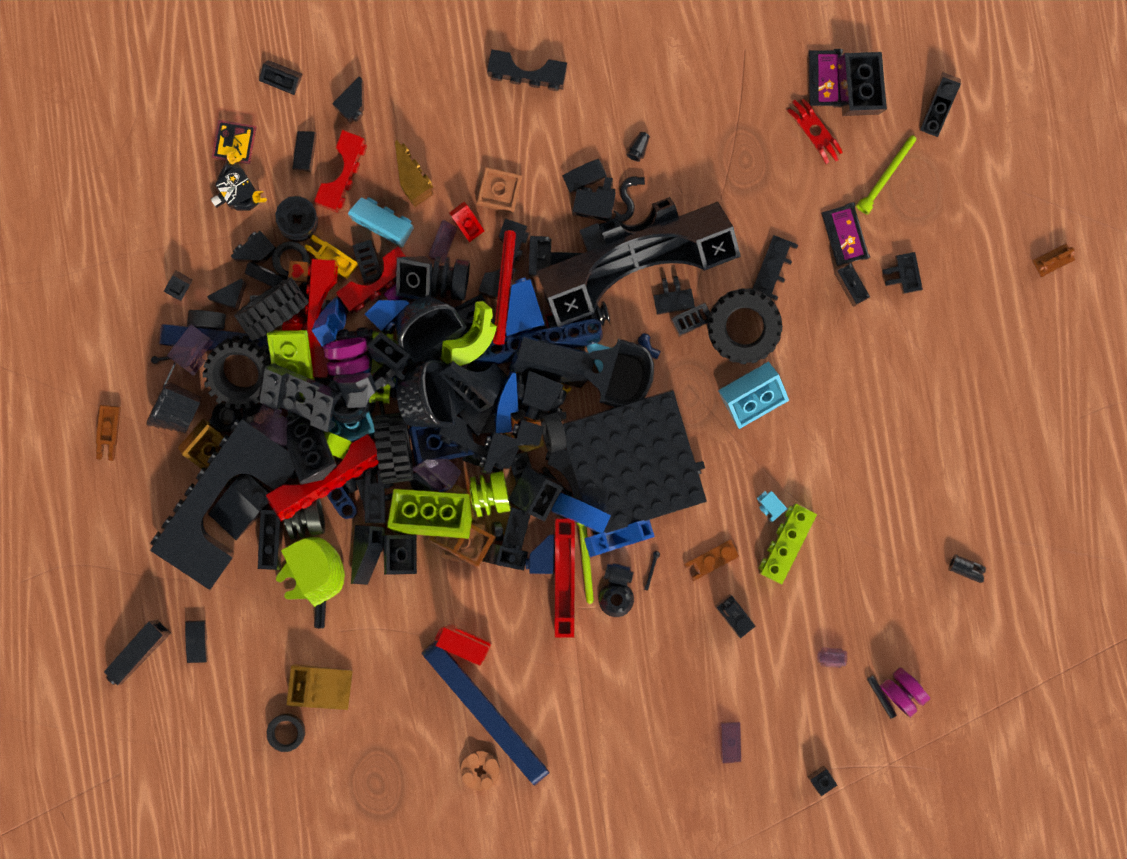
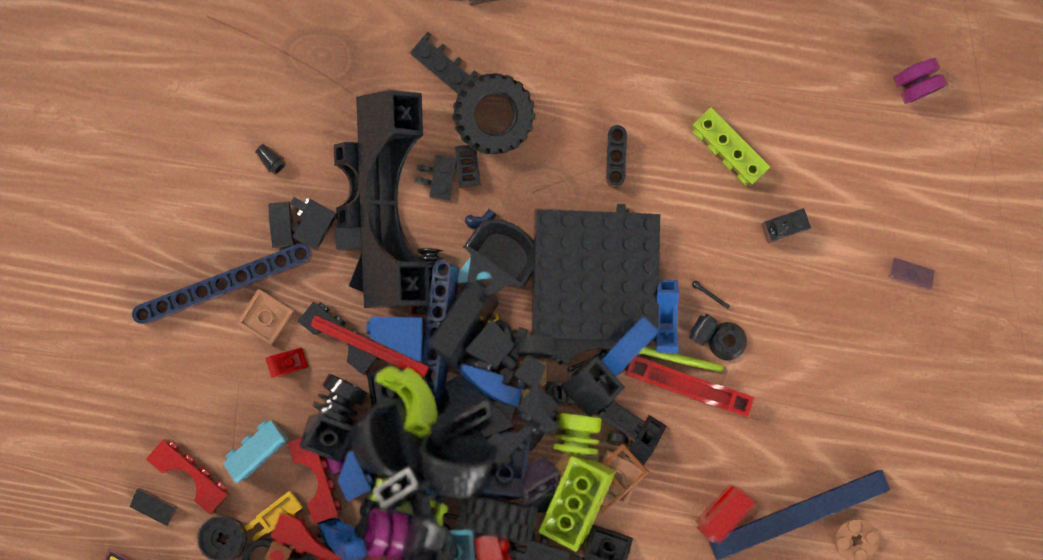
camera: 70 degrees left, 0 degrees up
(280, 77) = (66, 506): black slope -> none
(351, 101) = (118, 439): black slope -> none
(367, 279) = (274, 476): black slope -> none
(414, 185) = (228, 404): pearl gold slope -> none
(443, 241) = (298, 394): slope -> none
(513, 134) = (212, 284): none -> dark blue beam
(539, 254) = (347, 299): black hinge -> none
(542, 558) = (660, 402): dark blue slope -> none
(550, 75) = (164, 224): black arch -> none
(630, 181) = (303, 183): black animal -> none
(713, 559) = (720, 228): dark orange hinge -> none
(754, 395) = (566, 129): medium azure slope -> none
(754, 444) = (616, 146): none -> black beam
(771, 505) = (685, 150): medium azure brick -> none
(822, 781) = (981, 194): black brick -> none
(832, 657) = (860, 142): brick -> none
(881, 696) = (916, 106): black piece -> none

